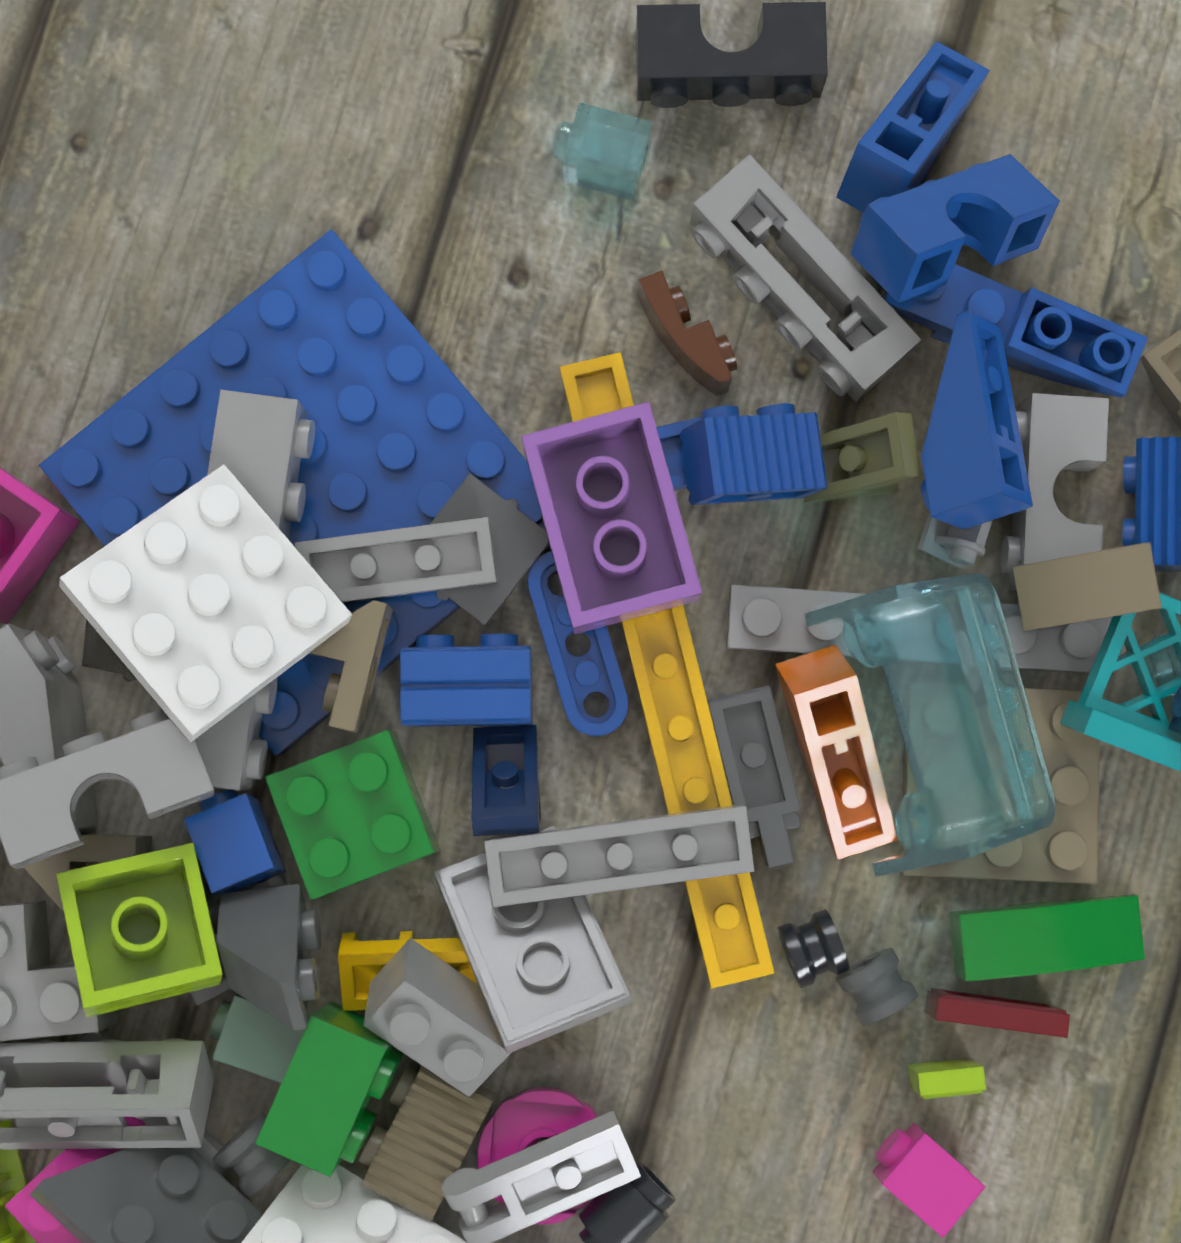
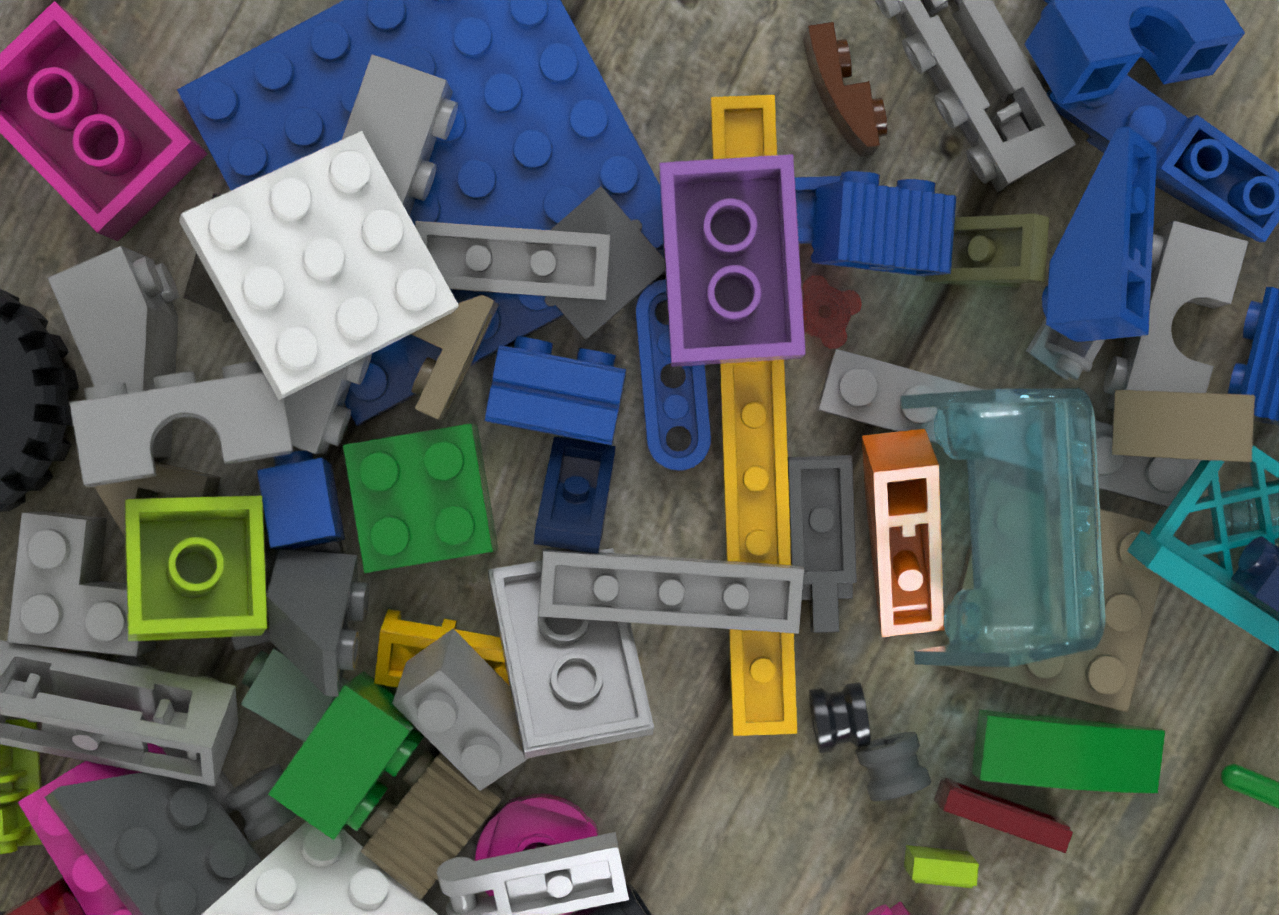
camera: 10 degrees right, 5 degrees up
(727, 540) = (842, 307): none -> clear red plate

